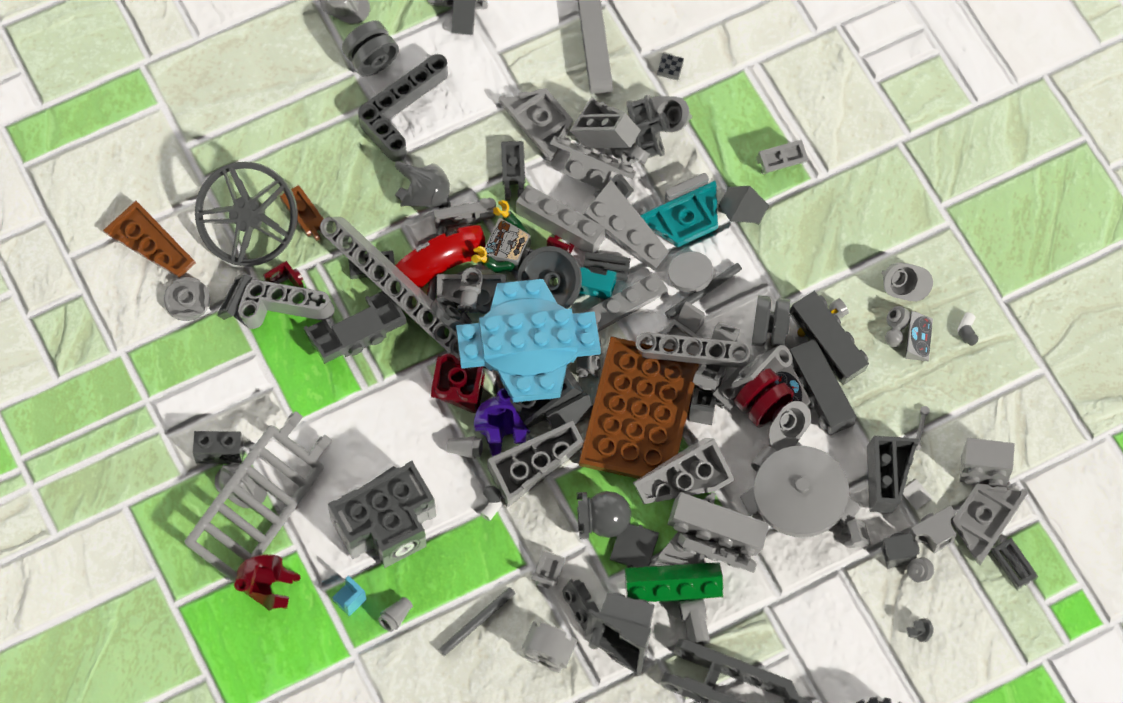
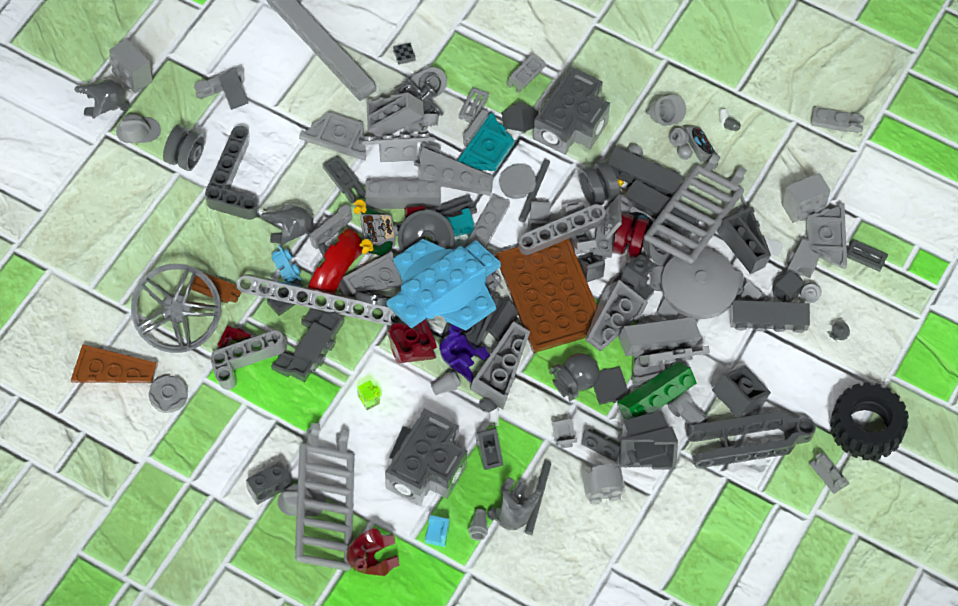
camera: 35 degrees left, 5 degrees down
(234, 296) = (204, 372): dark grey tile -> none
(380, 413) = (369, 394): none -> clear neon green plate
(394, 220) = (284, 259): none -> medium azure hinge
(428, 619) = (513, 513): none -> dark grey piece
(460, 541) = (489, 448): none -> dark grey slope
(470, 292) = (376, 275): light grey connector -> none
(710, 169) = (469, 117): none -> light grey tile
(734, 445) = (636, 275): none -> dark grey tile
(762, 633) = (741, 391): none -> dark grey brick
(796, 228) = (572, 113): none -> dark grey piece
(856, 569) = (770, 315): none -> dark grey brick
(881, 428) = (714, 224): none -> light grey bar
(1090, 394) = (837, 120): none -> light grey hinge

